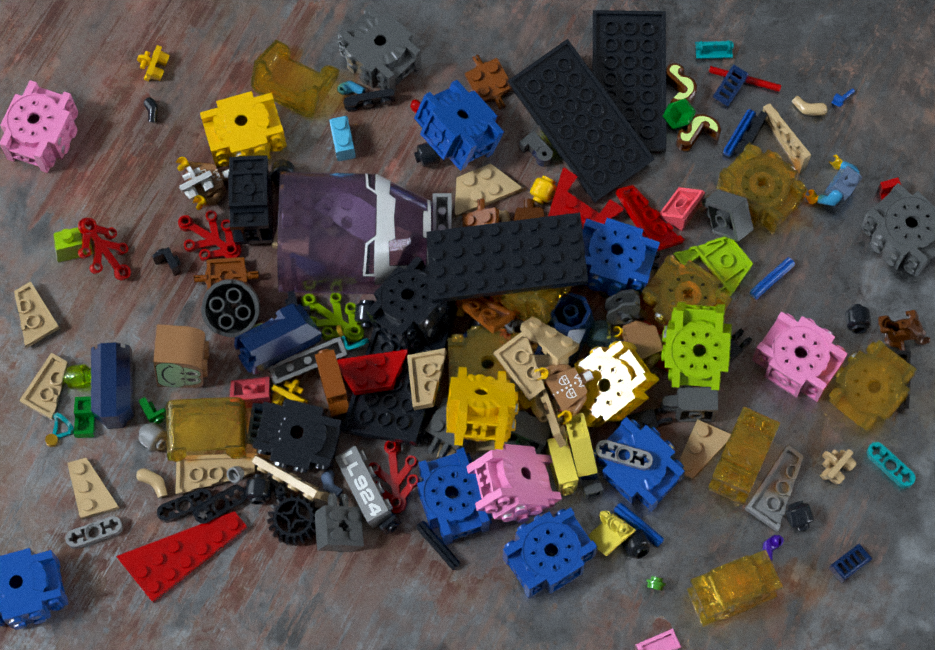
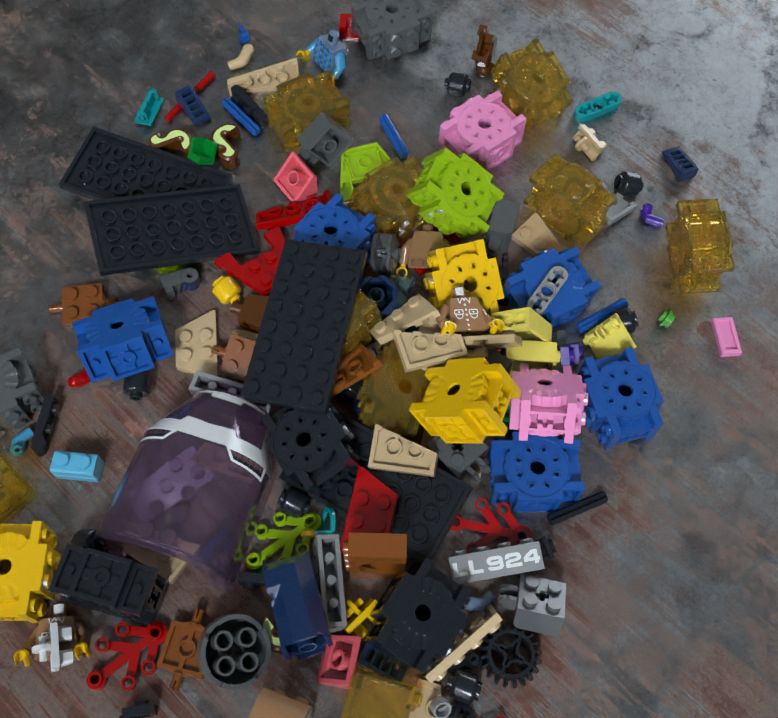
camera: 75 degrees left, 5 degrees down
(580, 500) = (571, 354): none -> dark purple slope

